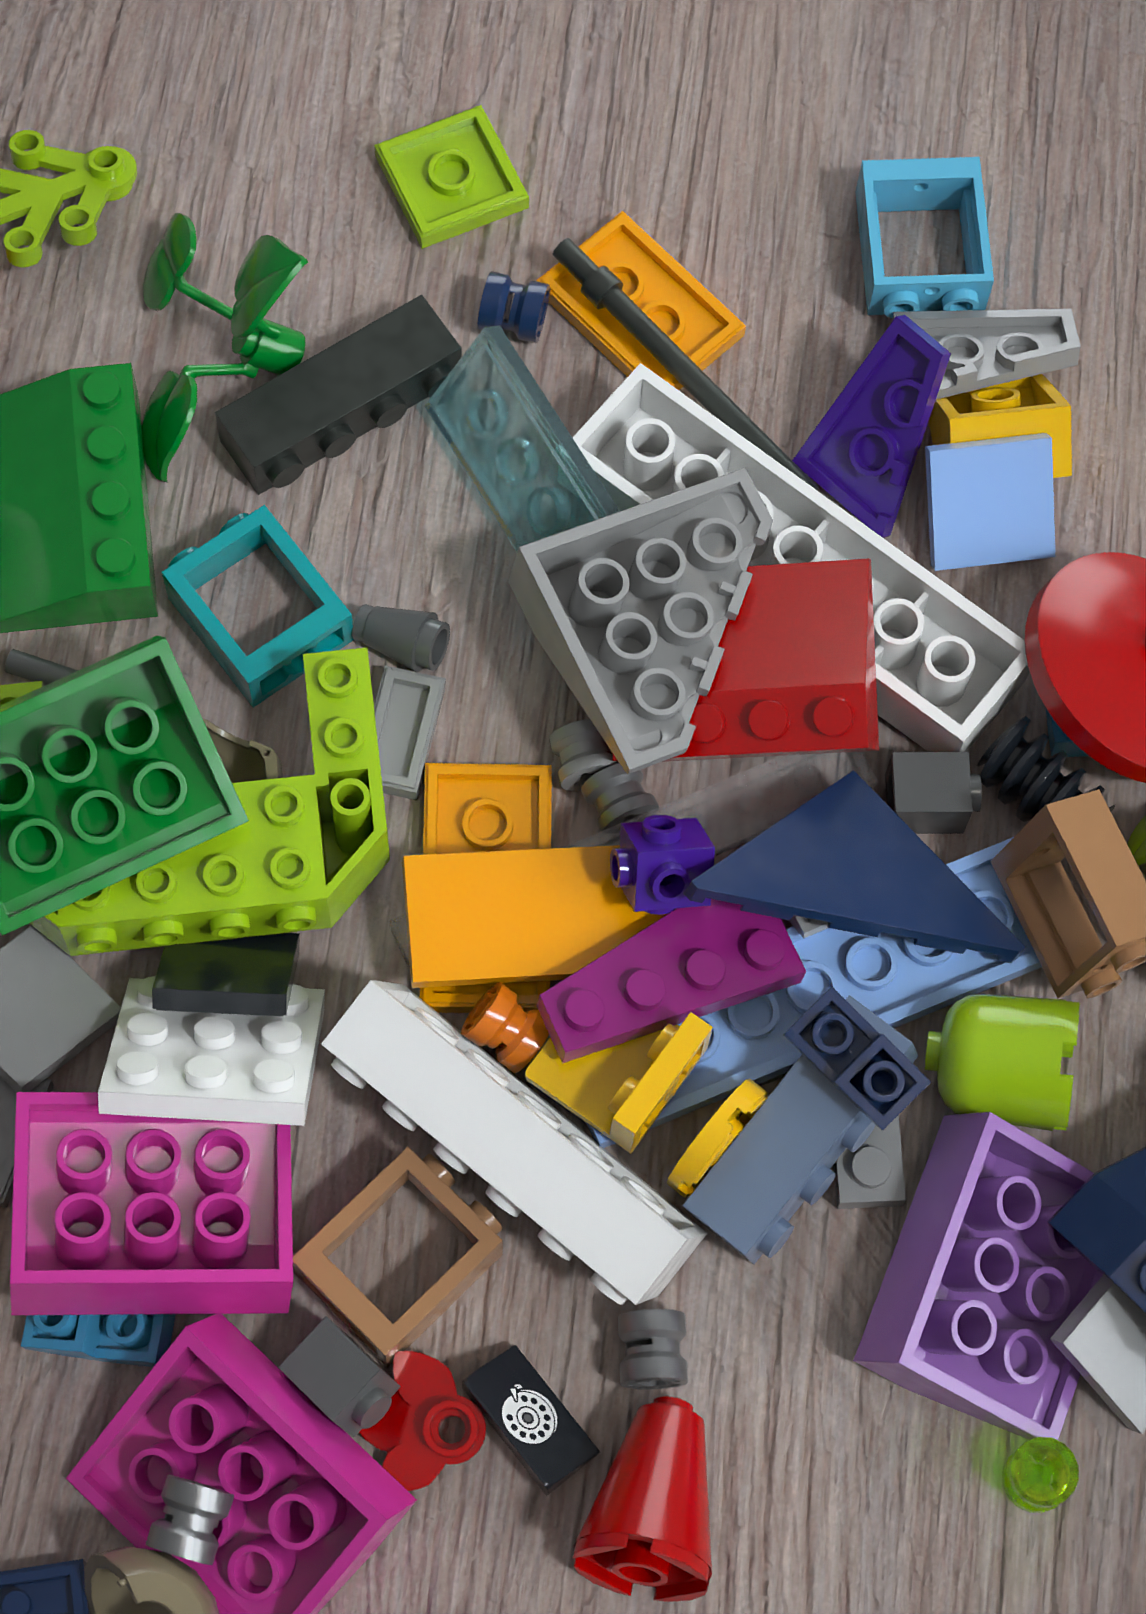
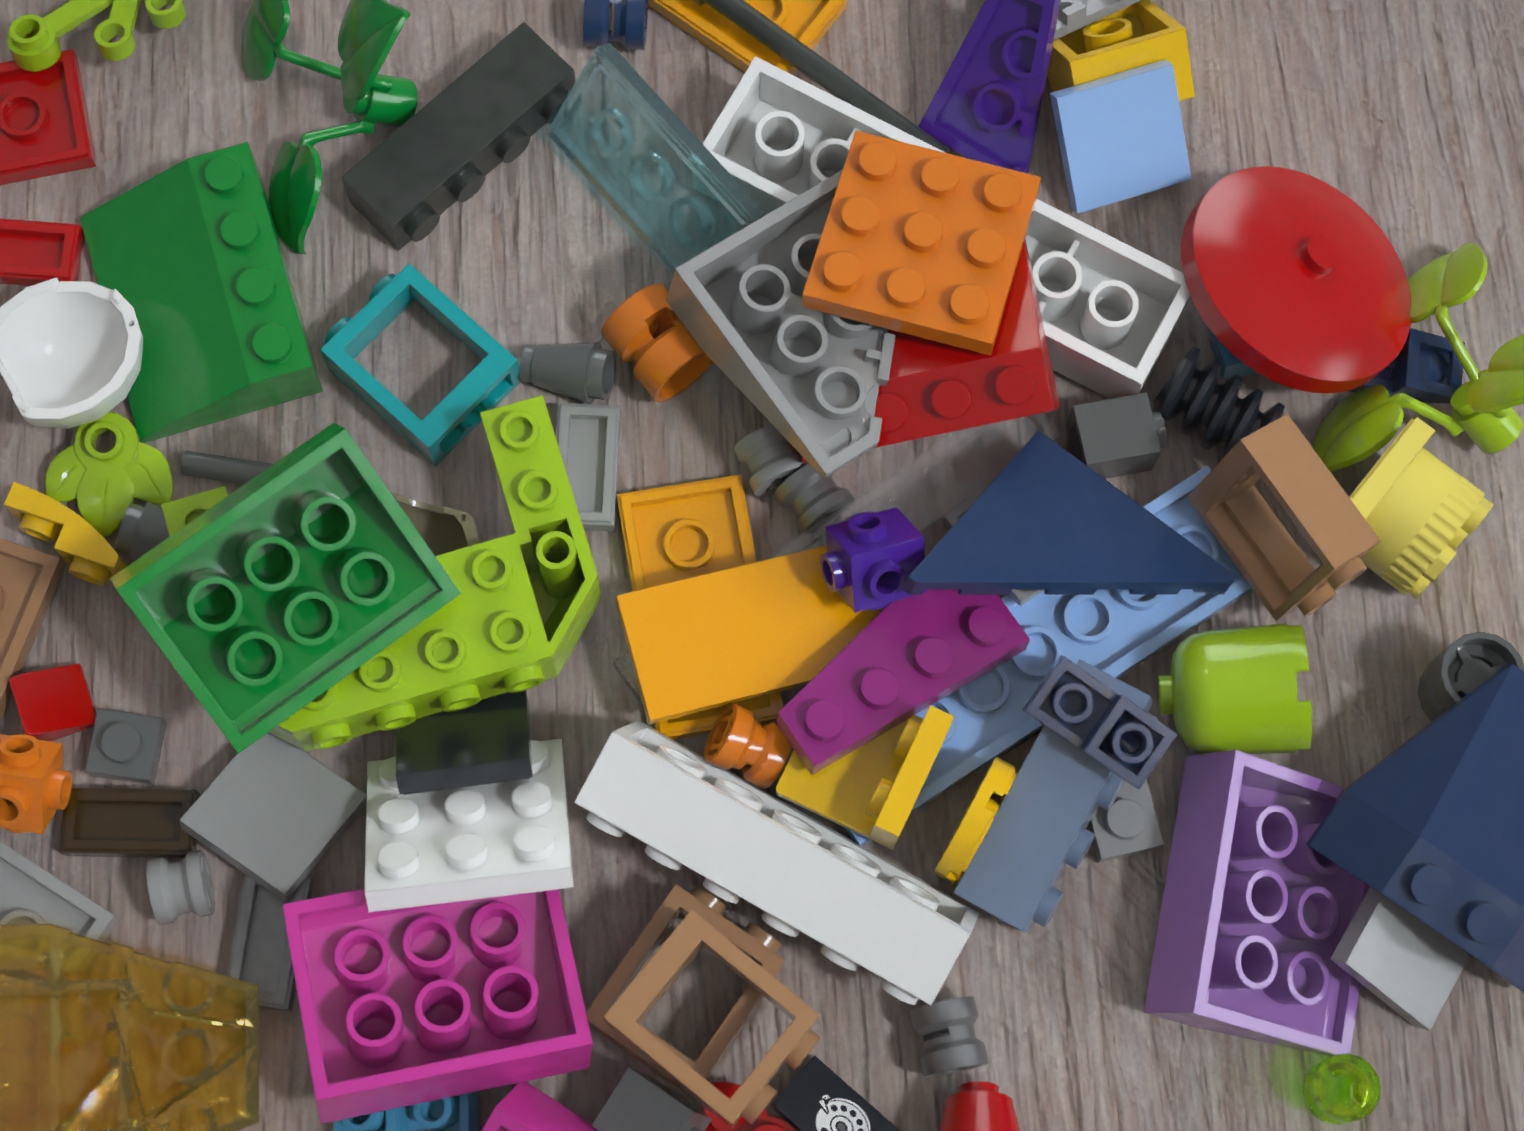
camera: 10 degrees left, 5 degrees up
(371, 1231) = (660, 975): none -> medium nougat window
(490, 618) = (658, 342): none -> orange wheel
(766, 563) = (921, 242): none -> orange plate

